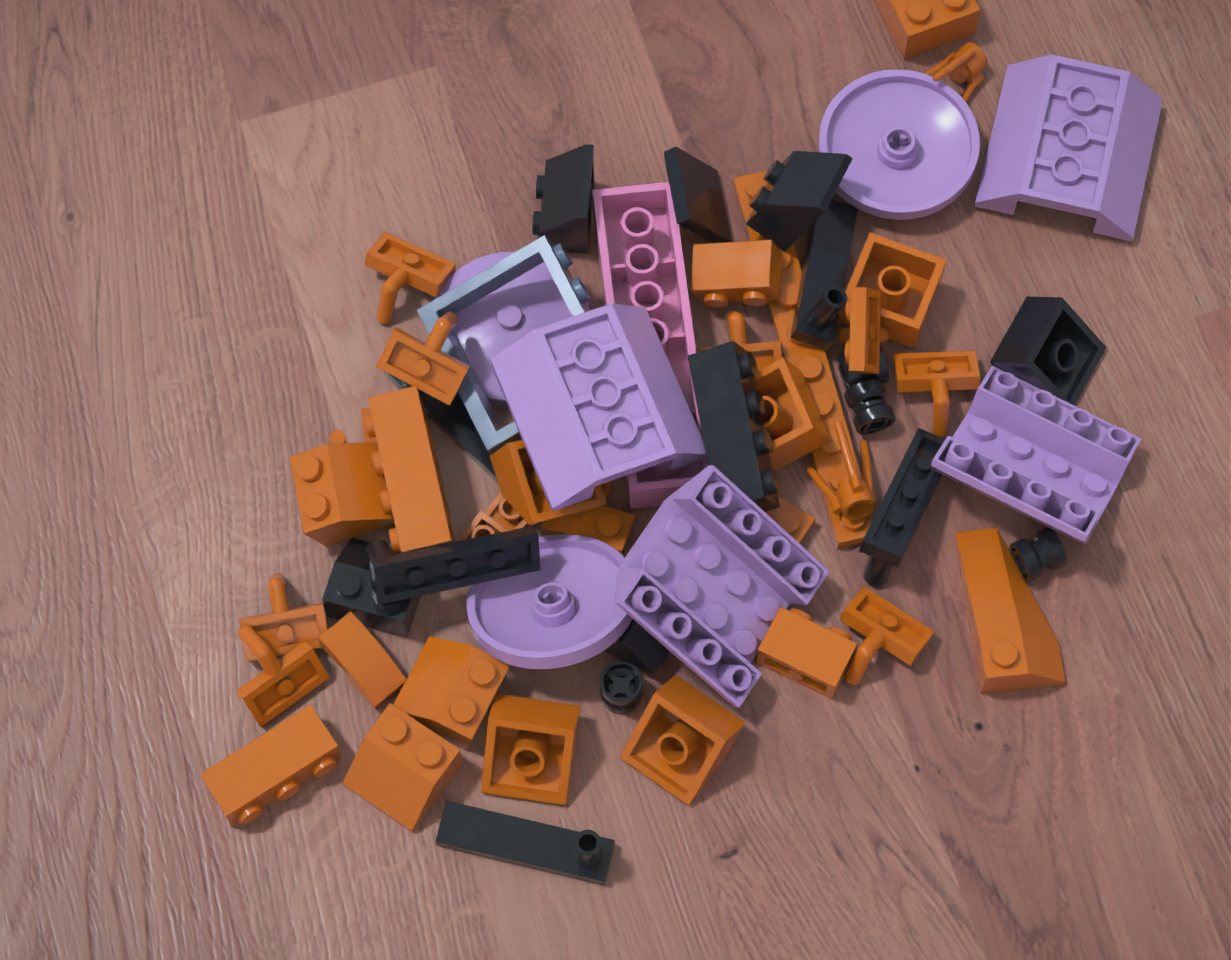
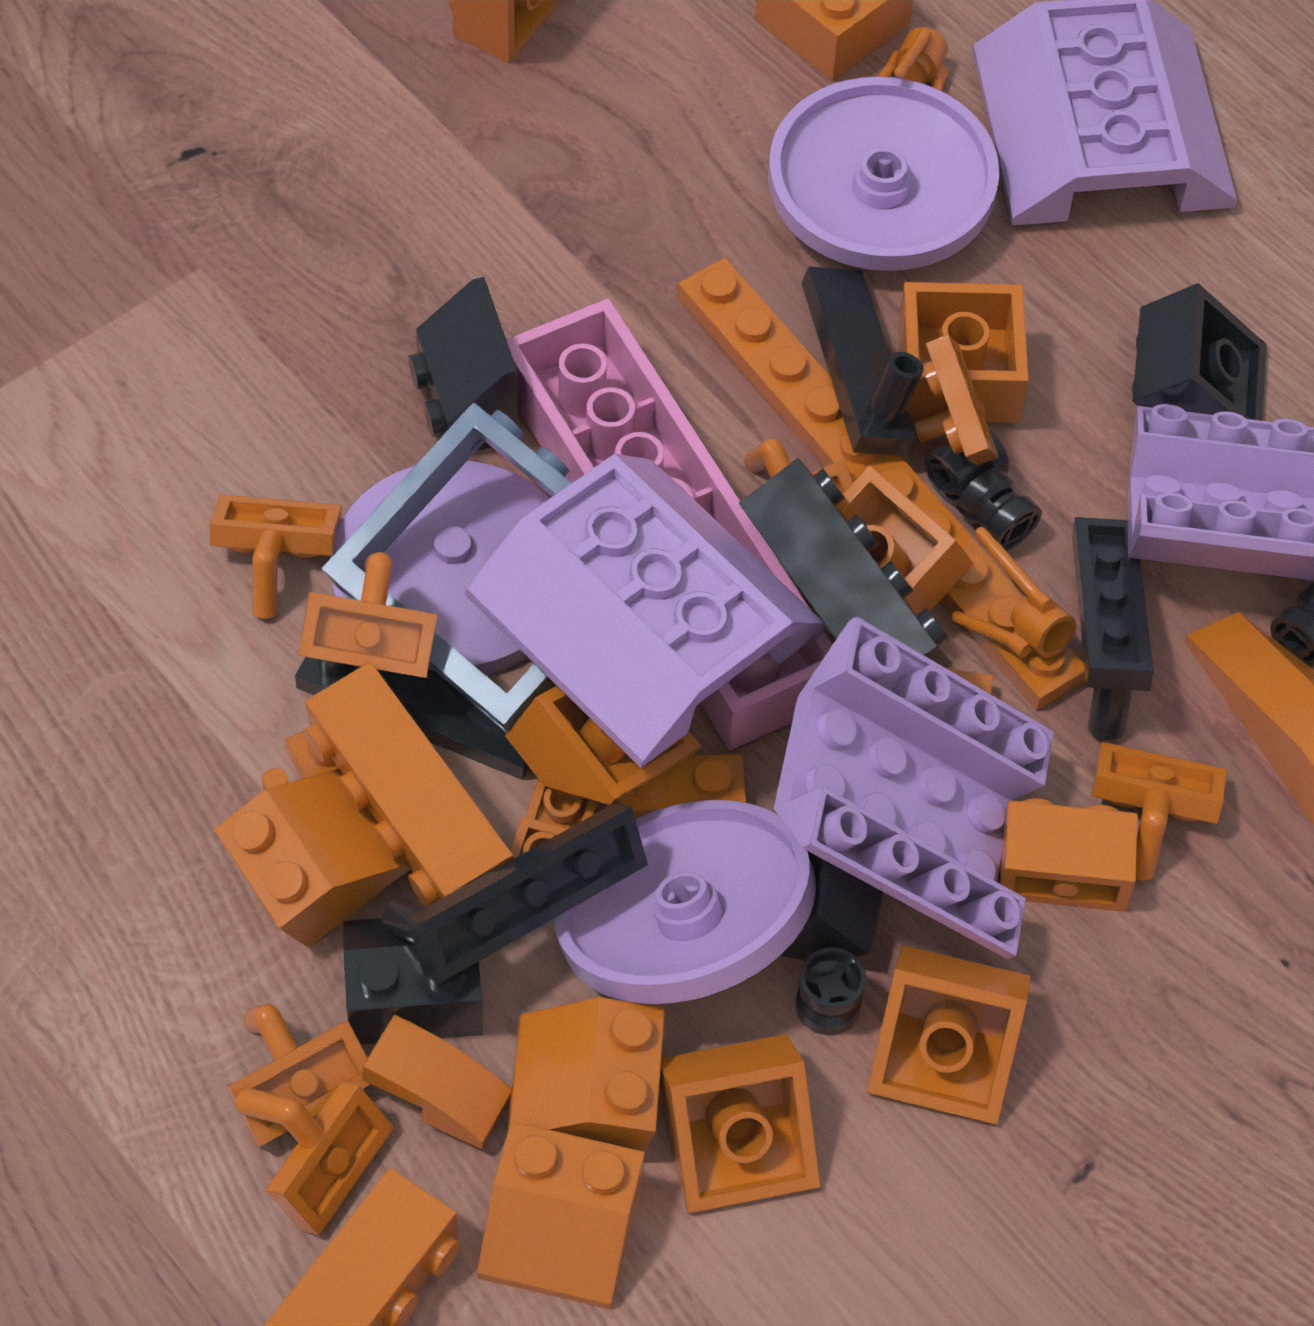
camera: 25 degrees left, 10 degrees down
(525, 842) = (789, 1259): black piece -> none
(697, 196) = (645, 313): black tile -> none
(736, 273) = (743, 392): orange brick -> none
(796, 195) = (785, 266): black slope -> none
(938, 374) = (1070, 437): orange plate -> none

